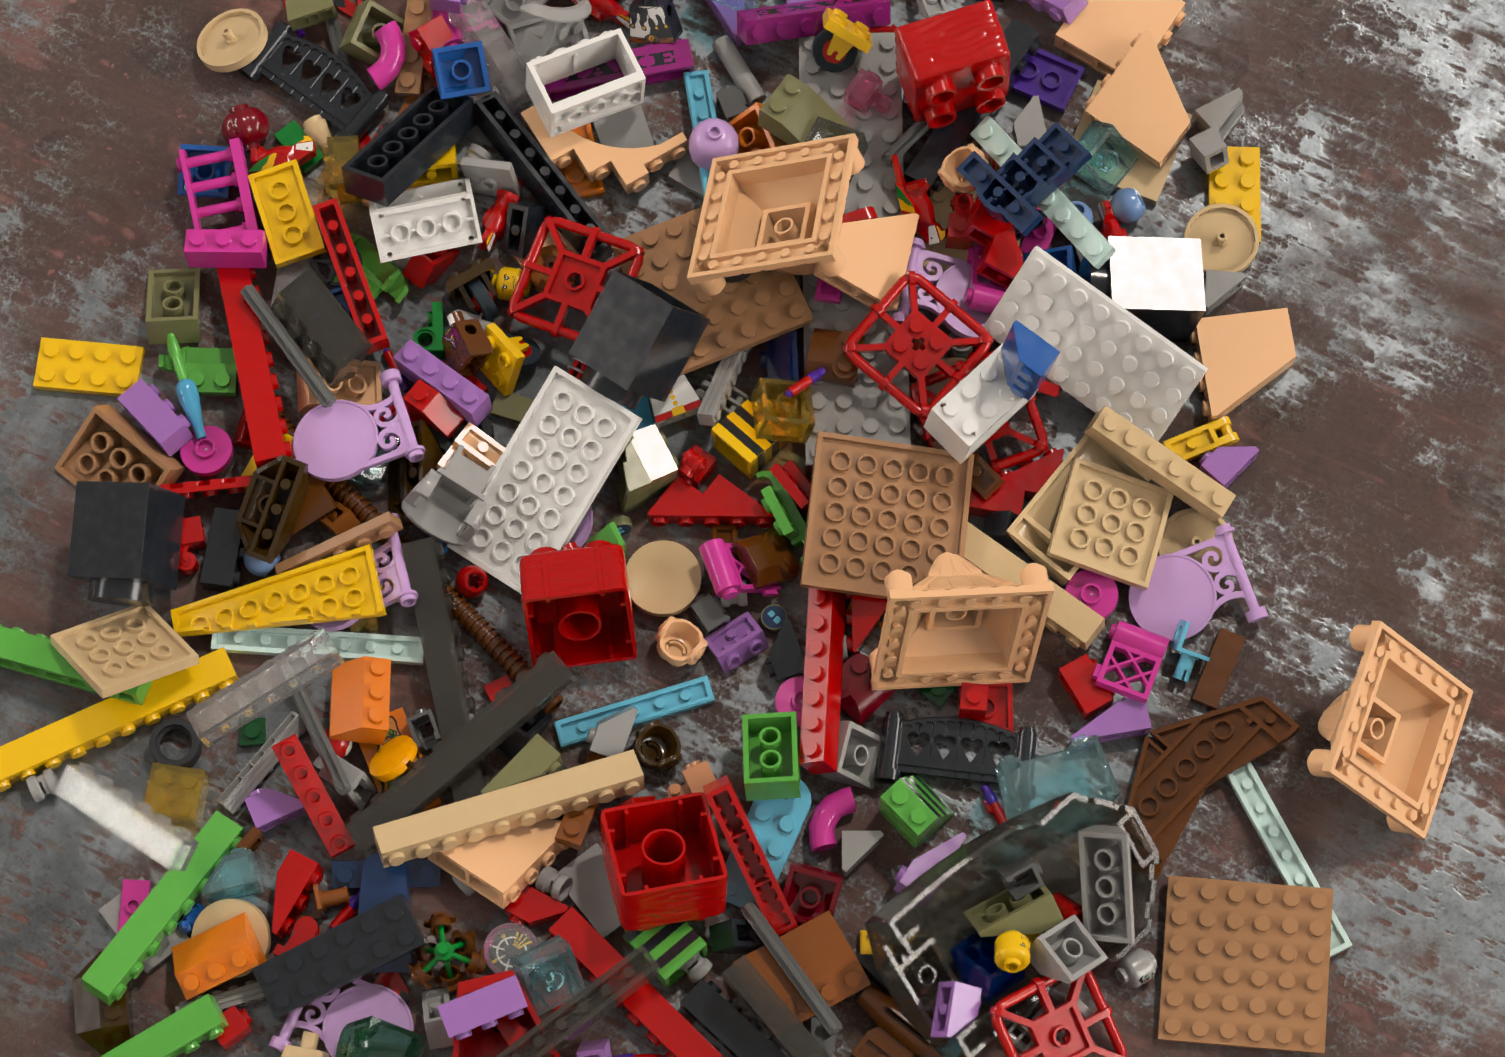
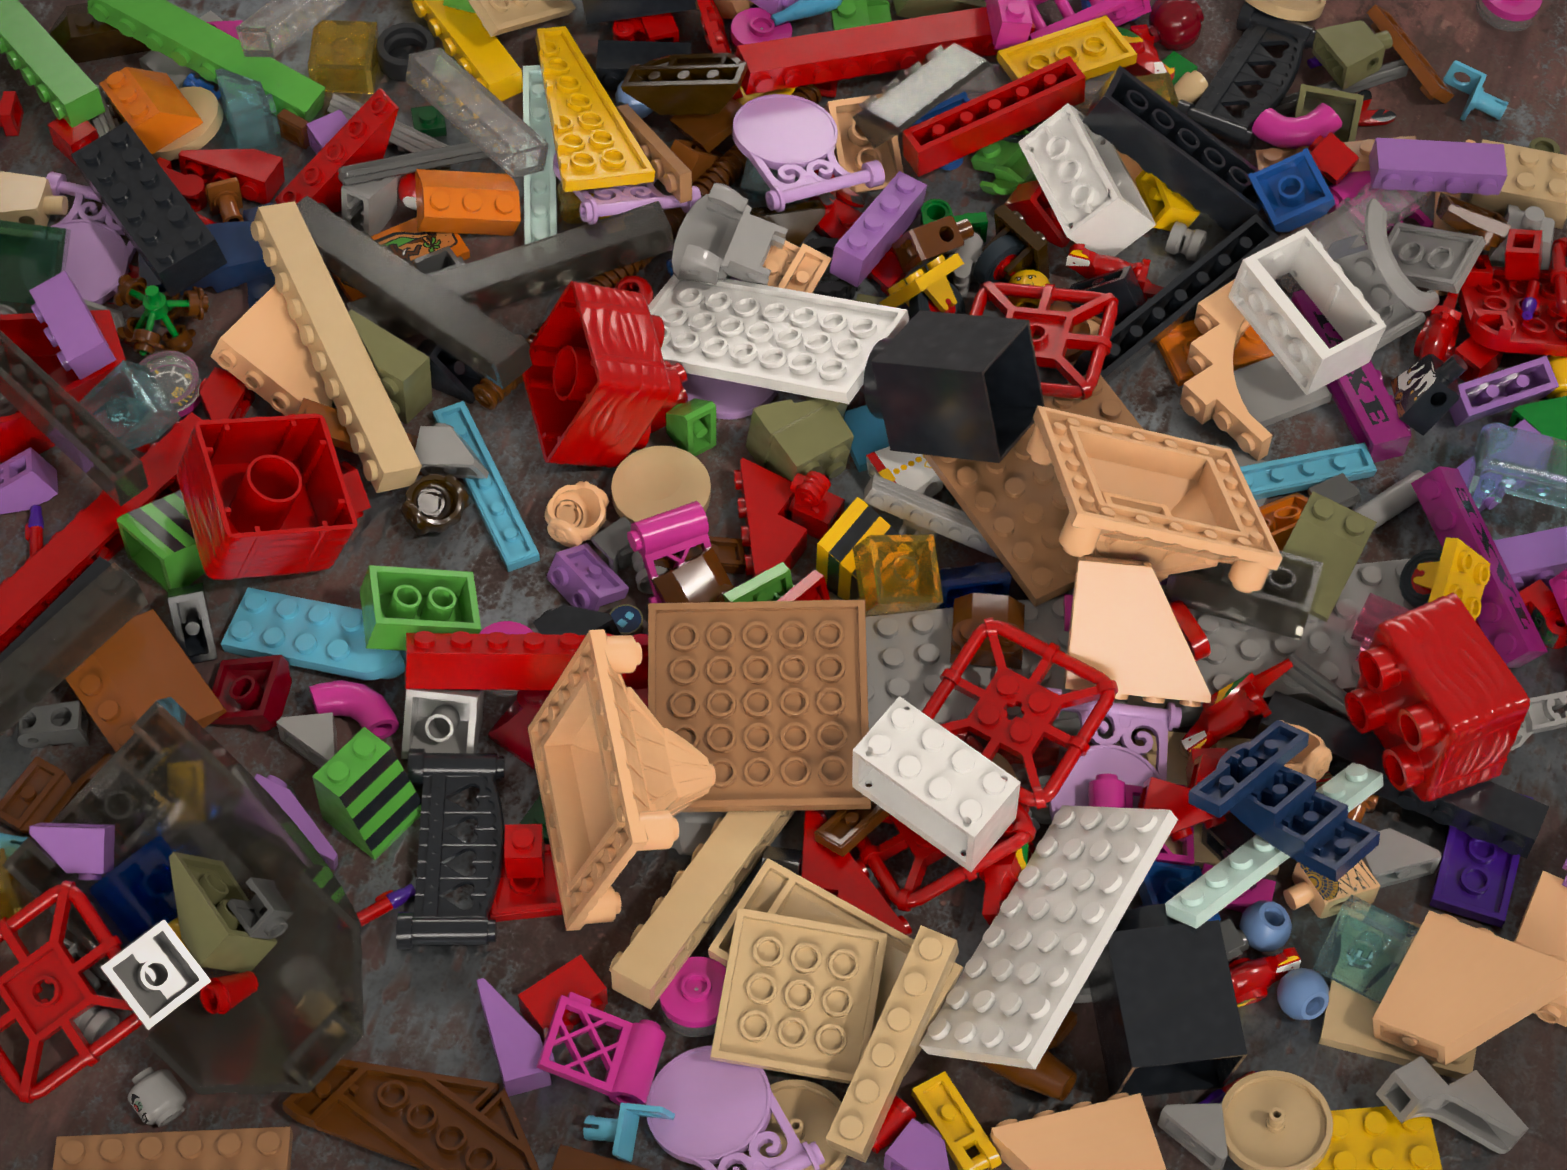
camera: 80 degrees right, 15 degrees down
(288, 346) = (891, 70): dark grey axle -> none
(392, 758) = (395, 234): light orange tile -> none
(433, 408) = (839, 217): red slope -> none
(490, 175) = (1162, 247): light grey plate -> none
(551, 882) = (252, 405): light grey wheel -> none
(623, 524) = (727, 439): olive tile -> none
(694, 778) = (381, 539): nougat brick -> none
(697, 968) = (149, 572): light grey wheel -> none
(712, 140) = (1270, 472): lavender cylinder -> none
(749, 854) = (290, 596): red slope -> none
(791, 968) = (135, 662): dark grey axle -> none
(810, 379) = (937, 589): piece -> none
(1012, 951) = (147, 895): yellow head -> none
(1026, 360) = (971, 776): blue slope -> none
(1077, 769) = (406, 955): clear light blue windscreen -> none
(1106, 883) = (251, 1011): light grey slope -> none

